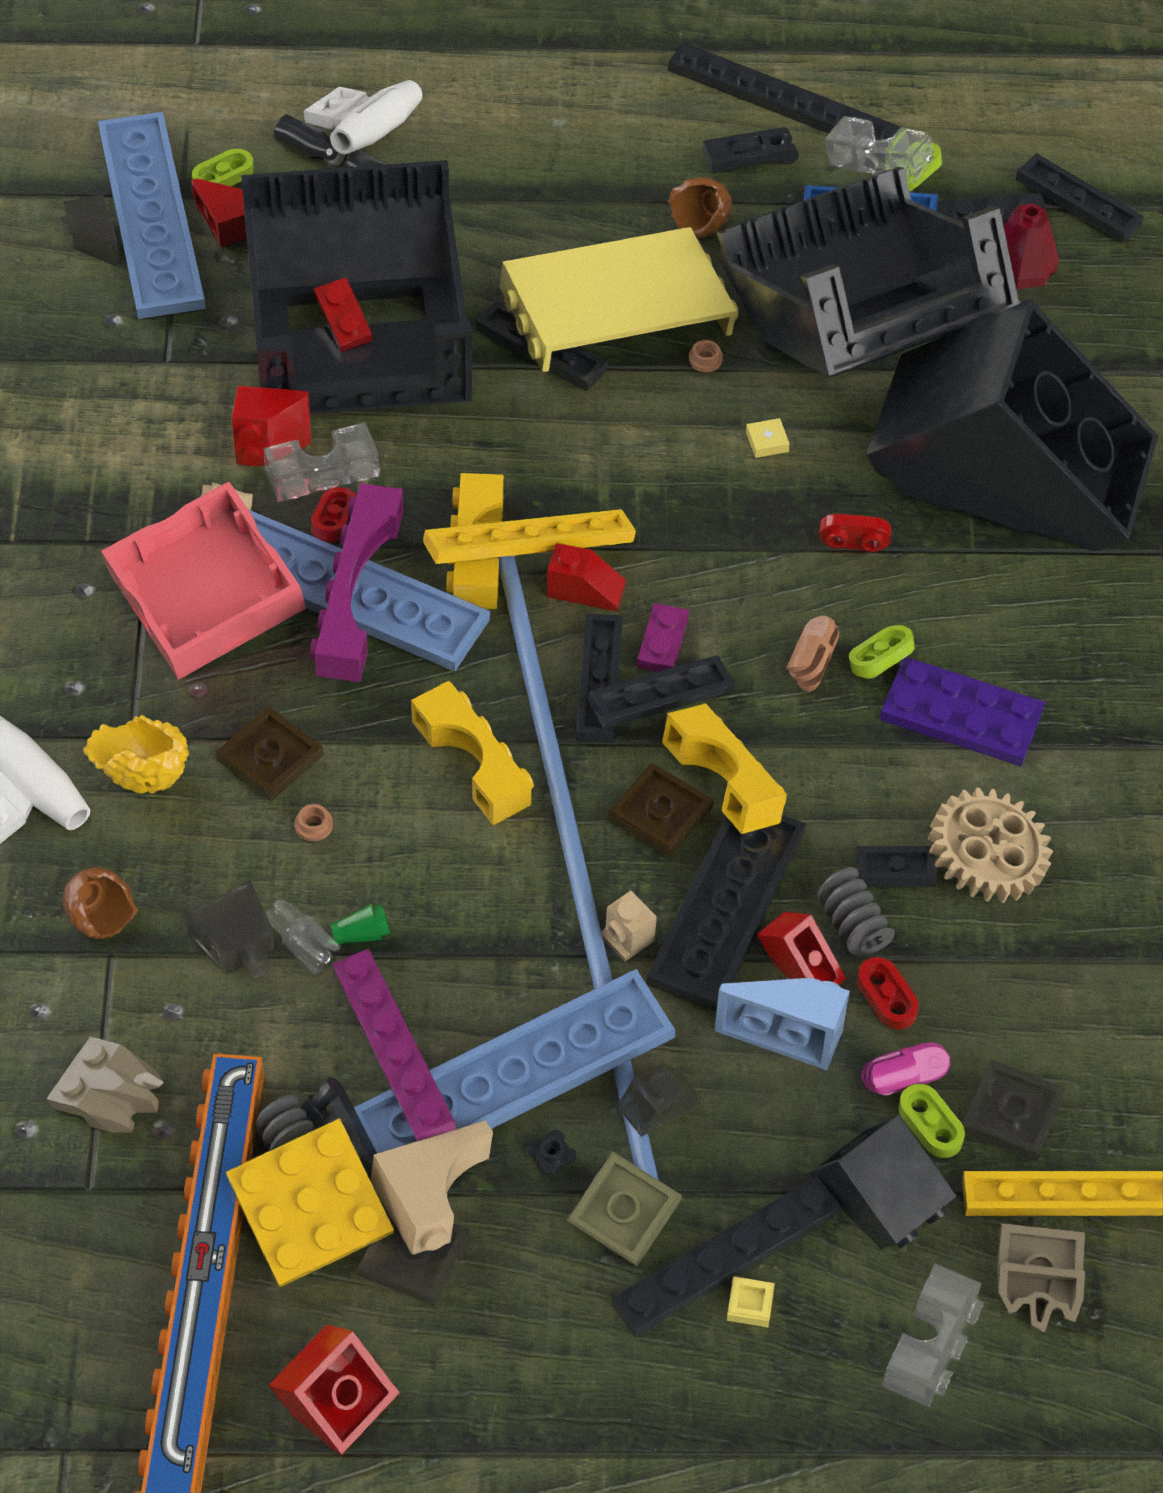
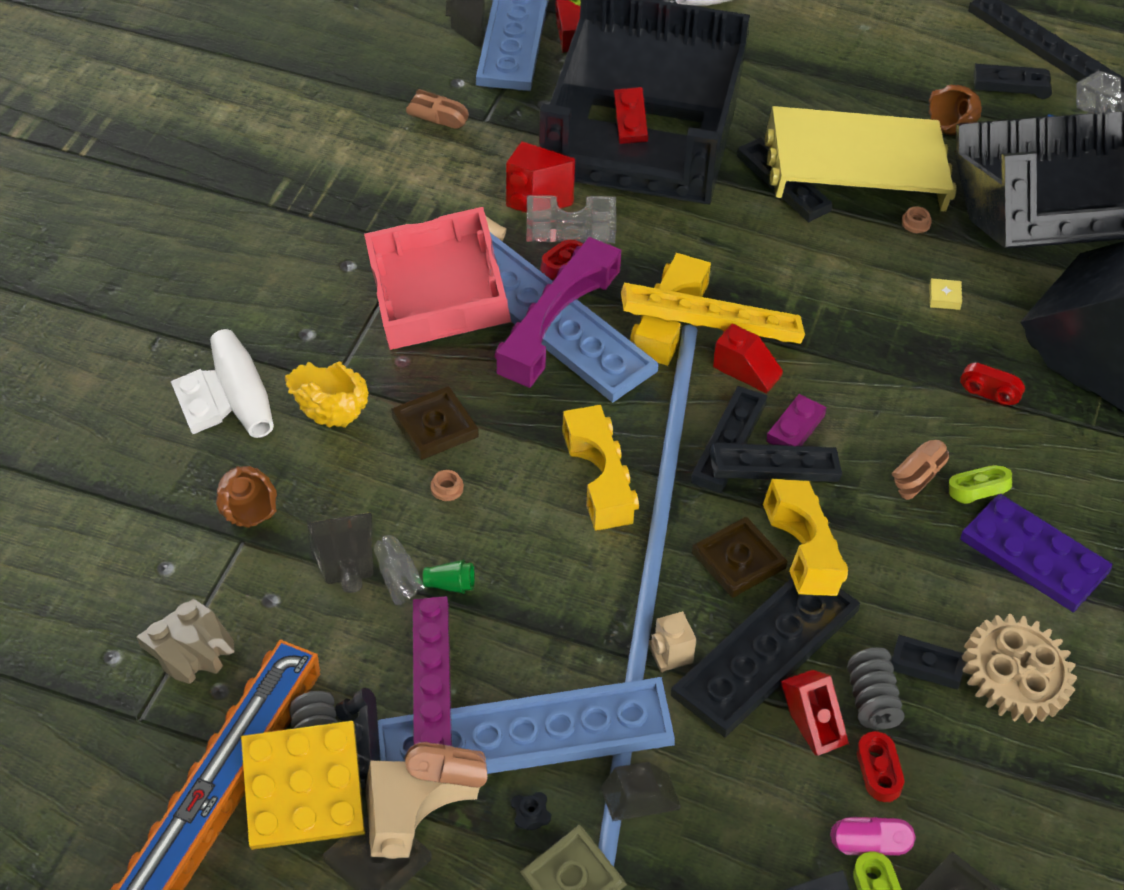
camera: 20 degrees right, 5 degrees down
(108, 363) = (437, 109): none -> nougat arm
(457, 1133) = (446, 764): none -> nougat arm
(785, 1016) = (778, 756): light blue slope -> none

